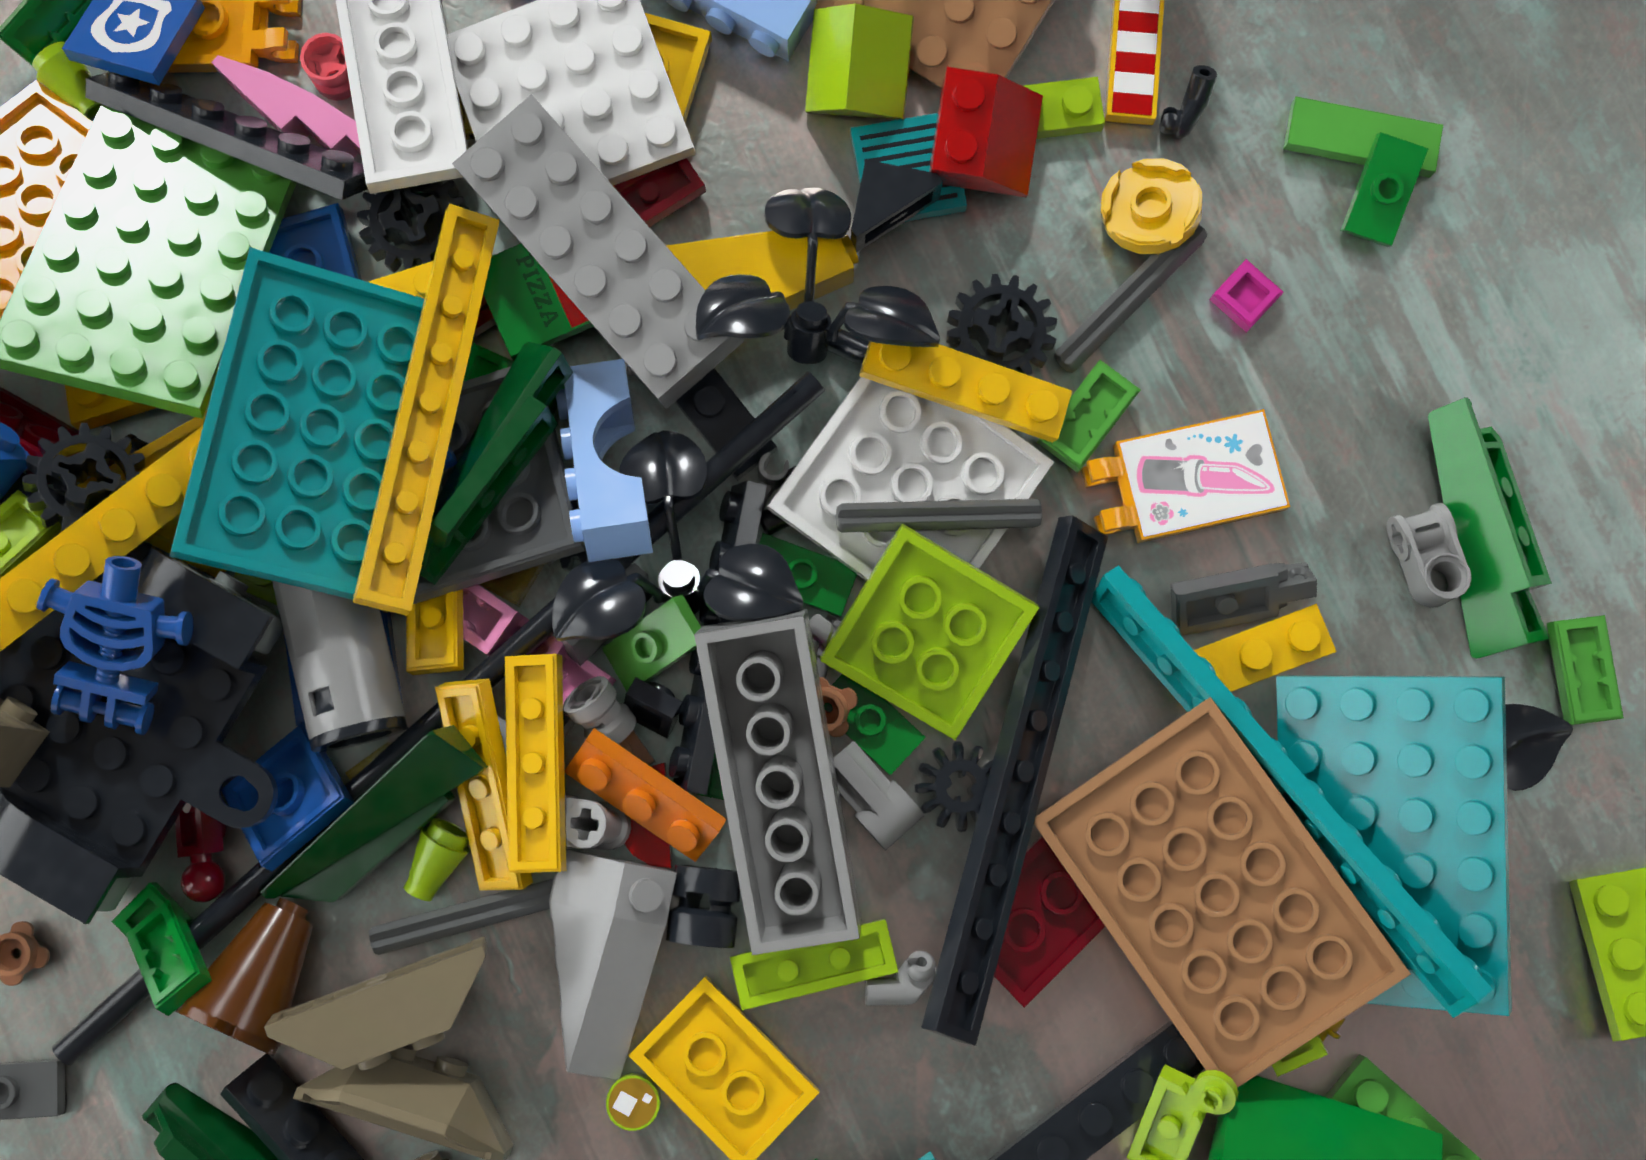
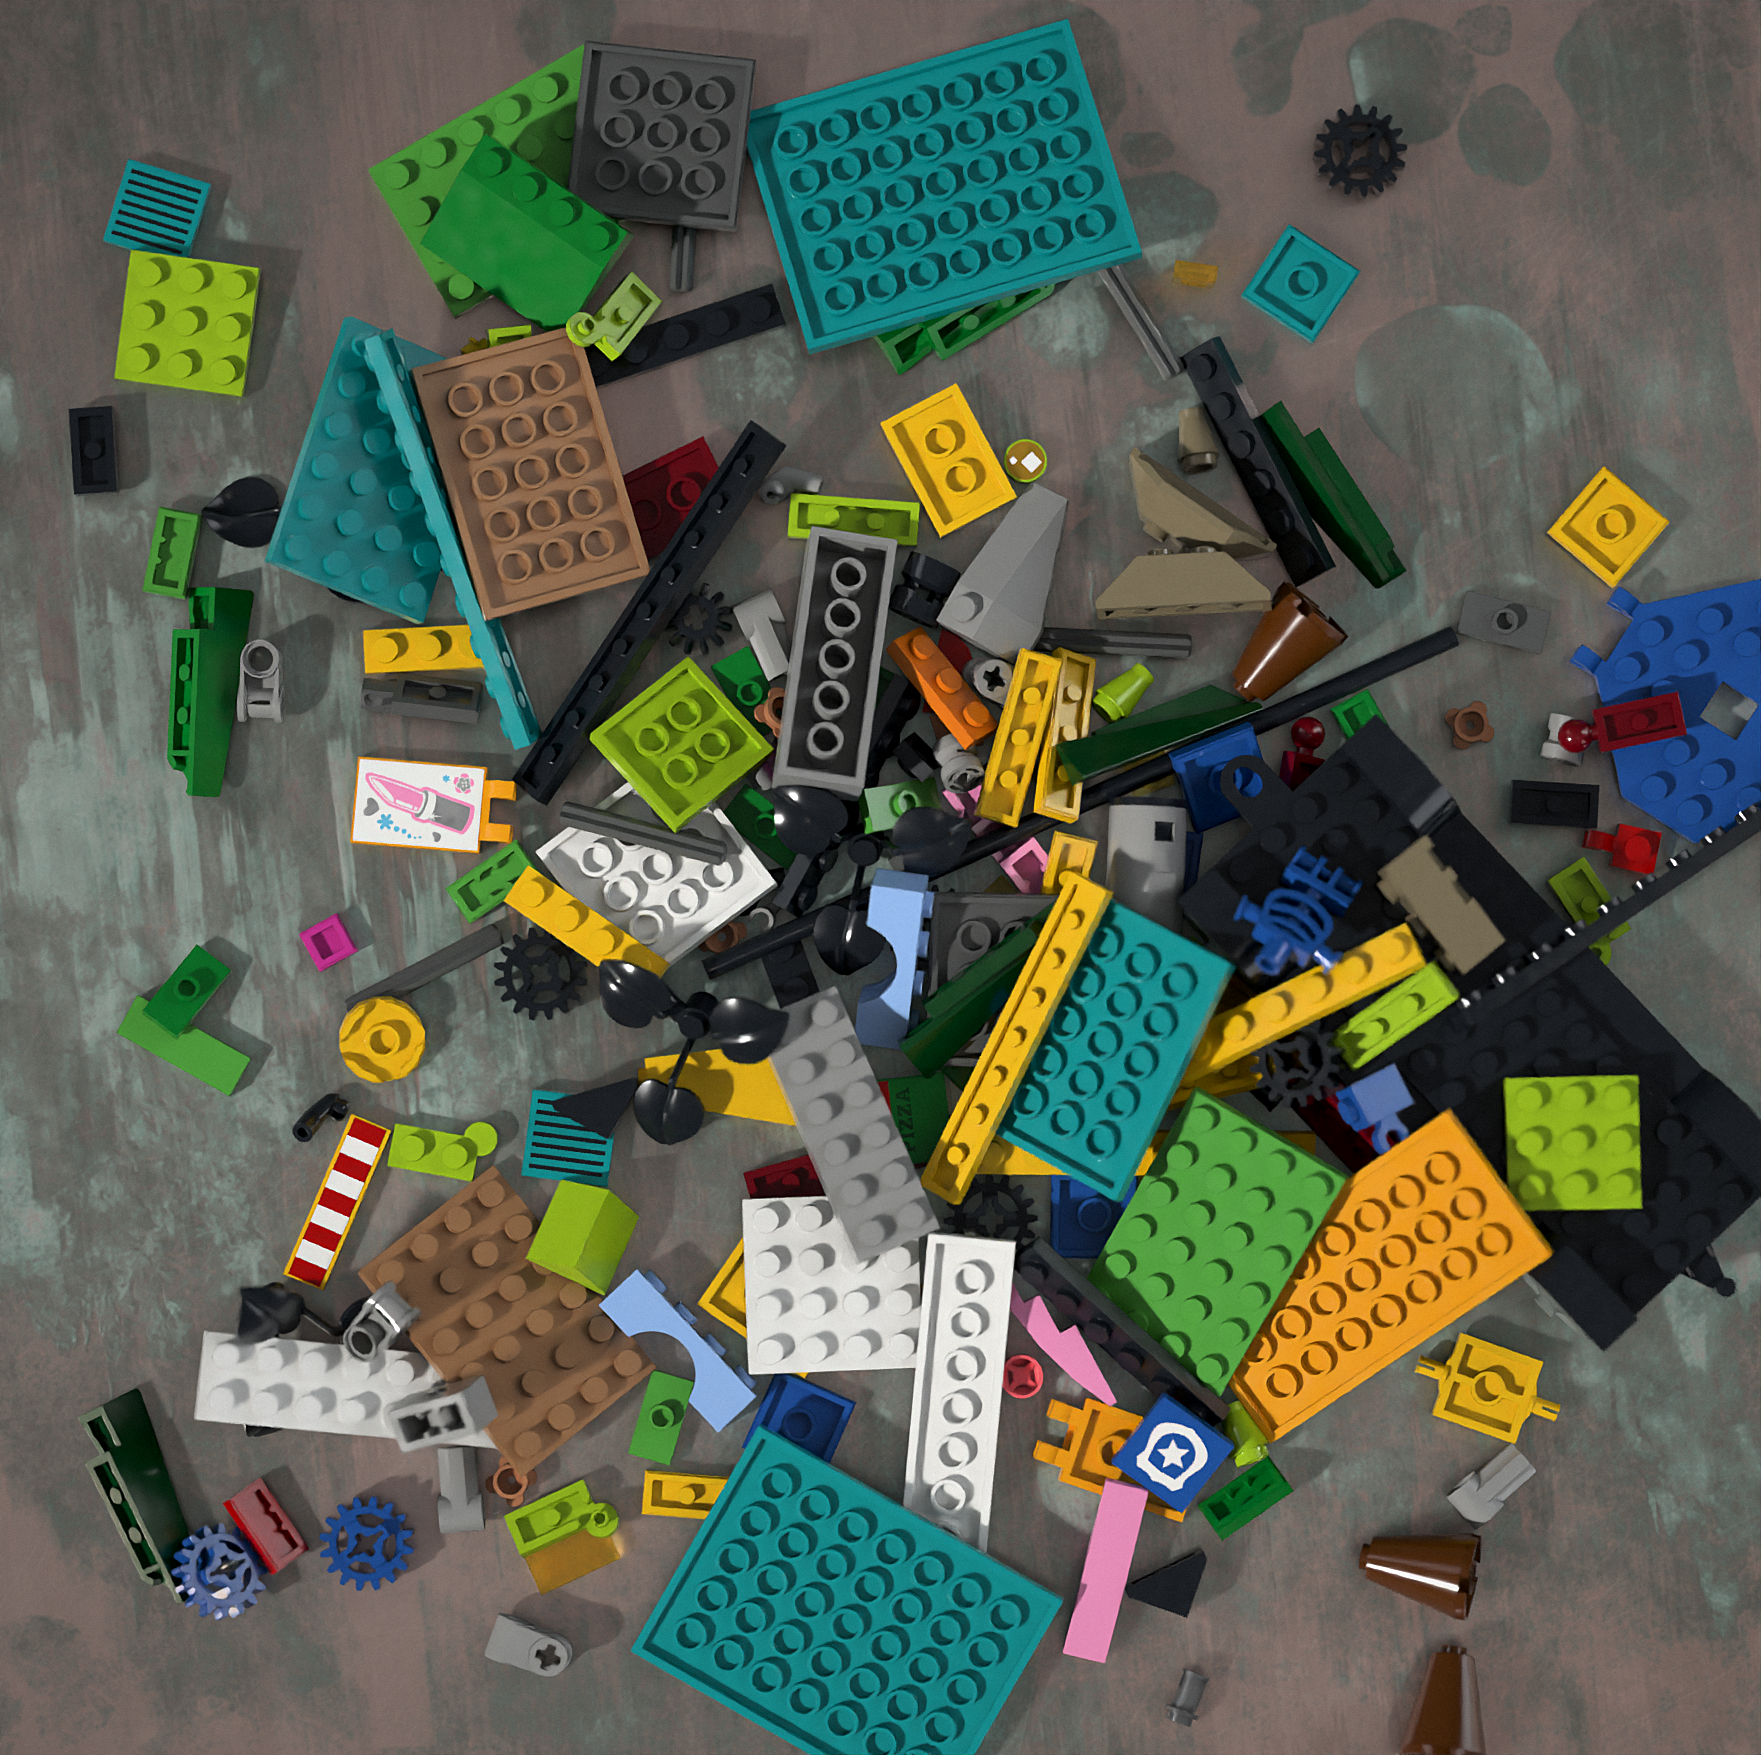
camera: 160 degrees left, 5 degrees up
(168, 957) = (1342, 680): green plate -> none
(801, 427) = (733, 932): none -> nougat plate
(985, 132) = (501, 1136): red slope -> none

